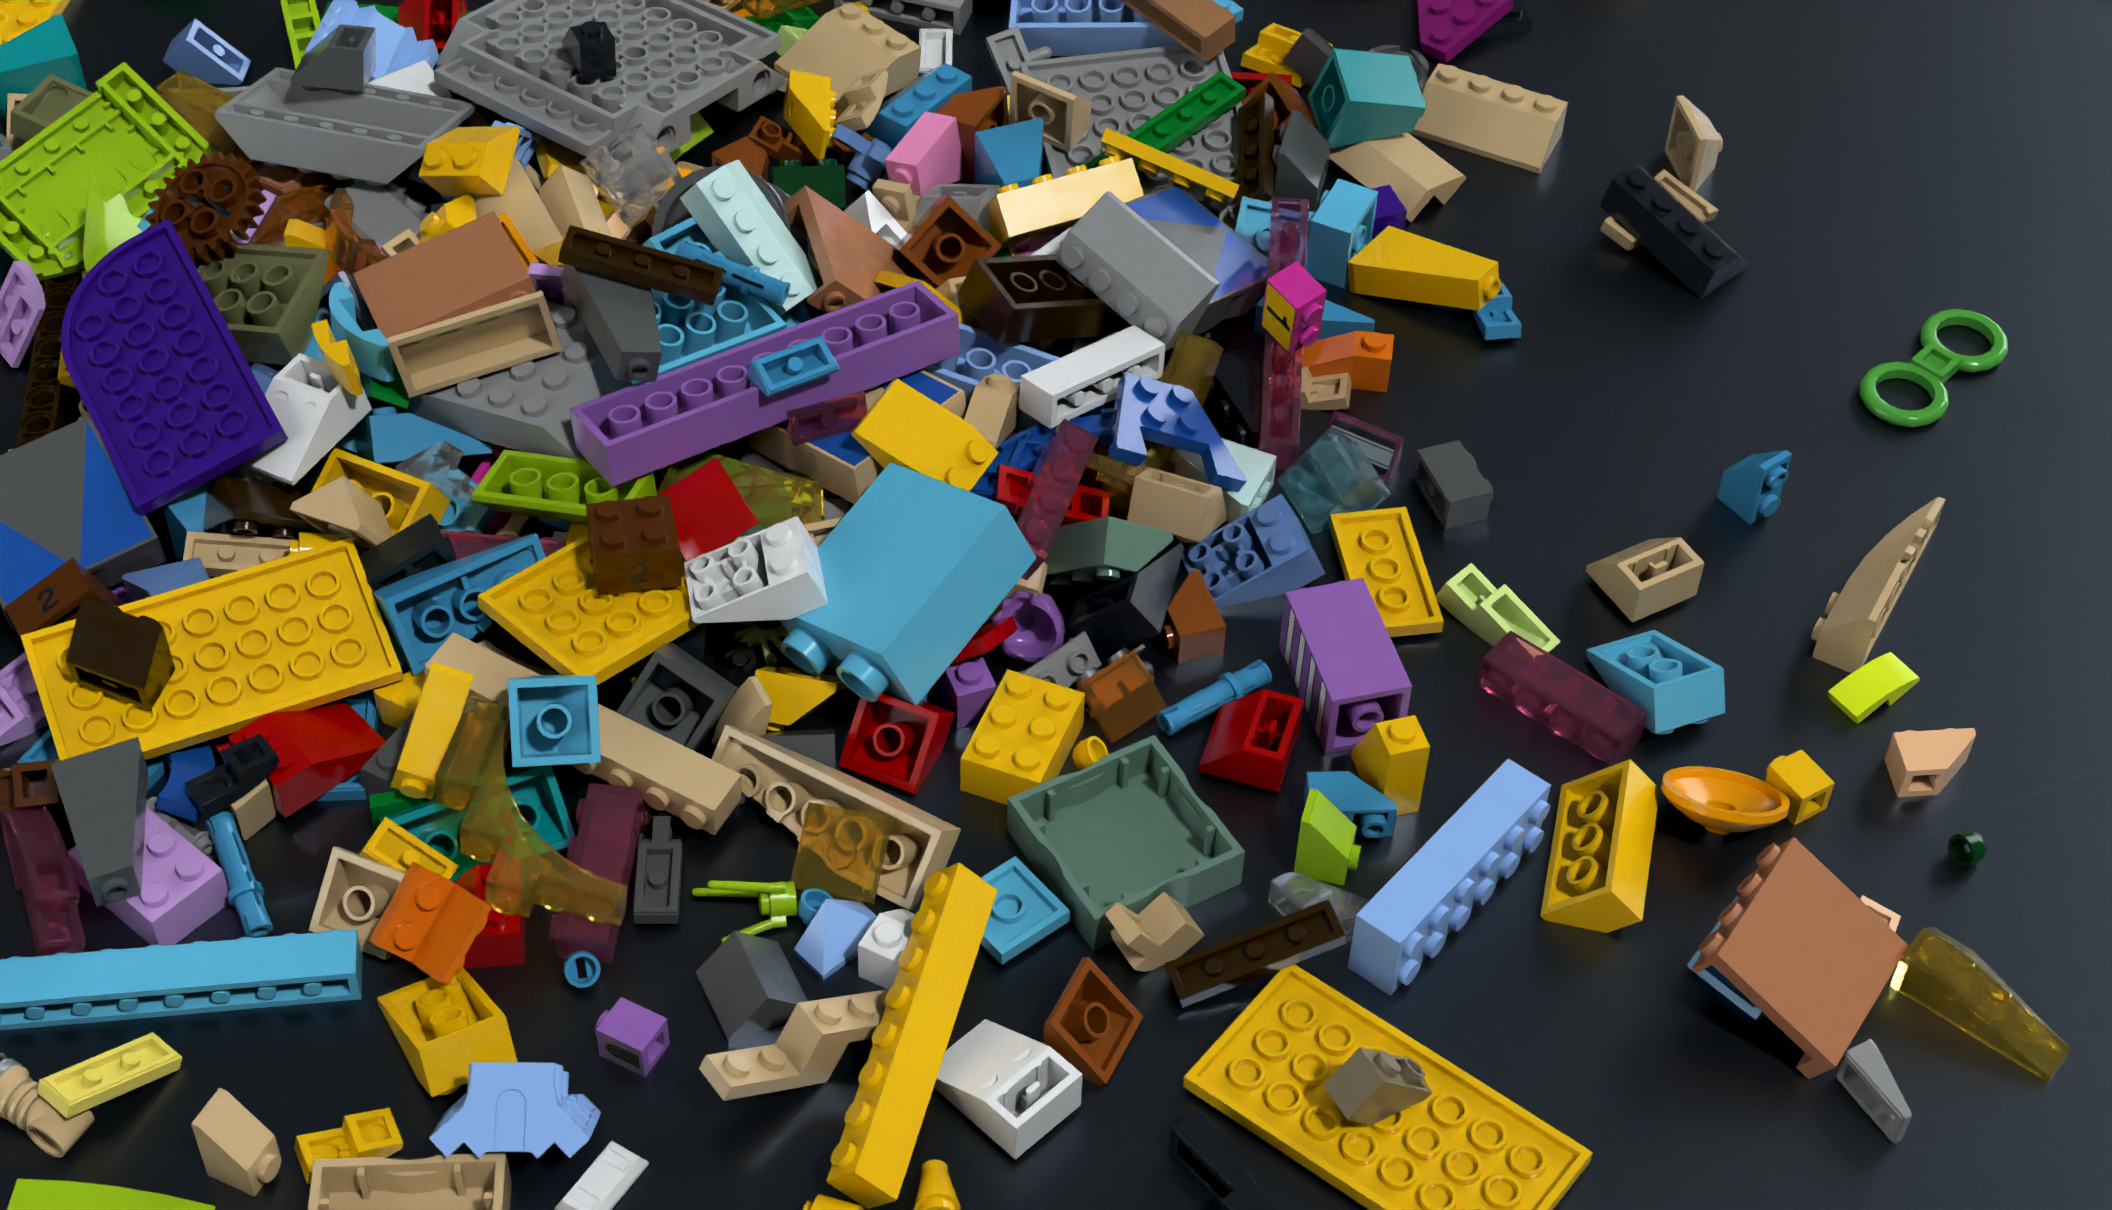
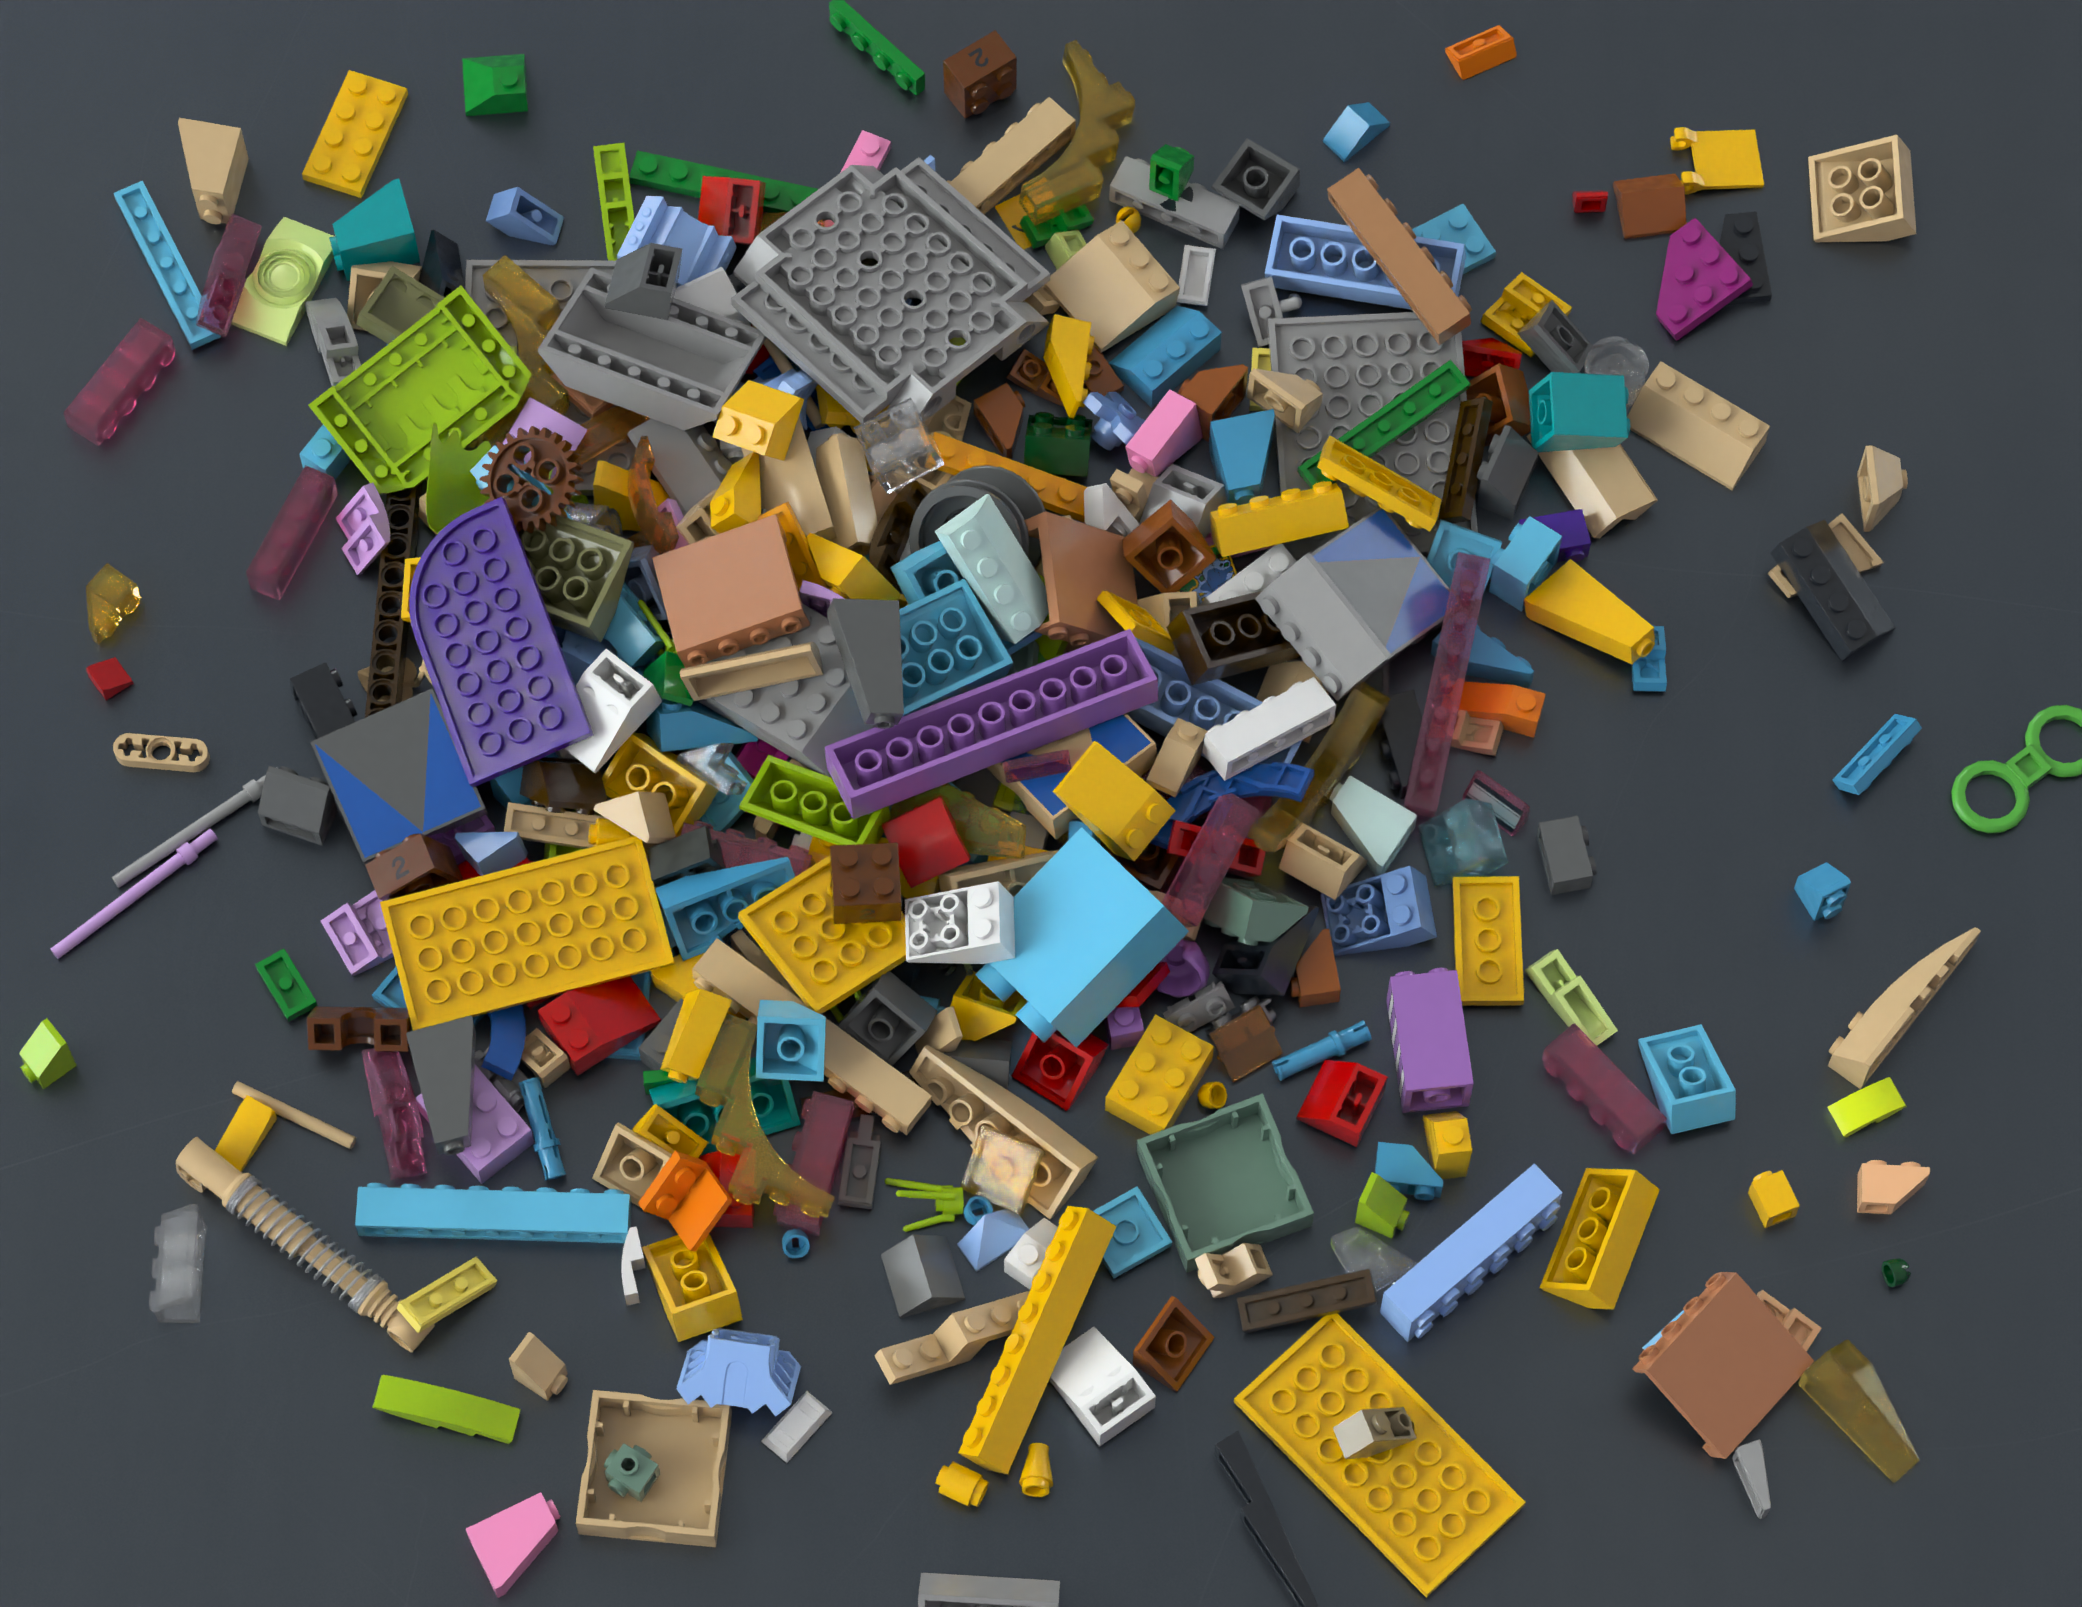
camera: 10 degrees right, 20 degrees up
(119, 653) = (458, 939): dark brown slope -> none
(242, 770) = (537, 1056): black slope -> none
(338, 358) = (639, 674): yellow slope -> none
(360, 1136) = (616, 1371): yellow slope -> none
(364, 1015) = (631, 1261): none -> white slope
(367, 347) = (661, 658): medium azure slope -> none
(591, 50) = (873, 305): black slope -> none
(632, 1036) = (828, 1308): medium lavender brick -> none
(641, 265) = (894, 625): dark brown plate -> none
(739, 275) = (983, 618): dark azure pin -> none
(792, 366) = (1011, 731): dark azure slope -> none
(864, 100) = (1120, 349): tan slope -> none
(1171, 418) = (1328, 780): blue wing -> none
(1293, 307) = (1451, 688): dark pink brick -> none
(1649, 576) = (1705, 973): tan slope -> none
(1724, 799) = (1708, 1205): light orange dish -> none
(1769, 365) = (1877, 754): none -> dark azure plate

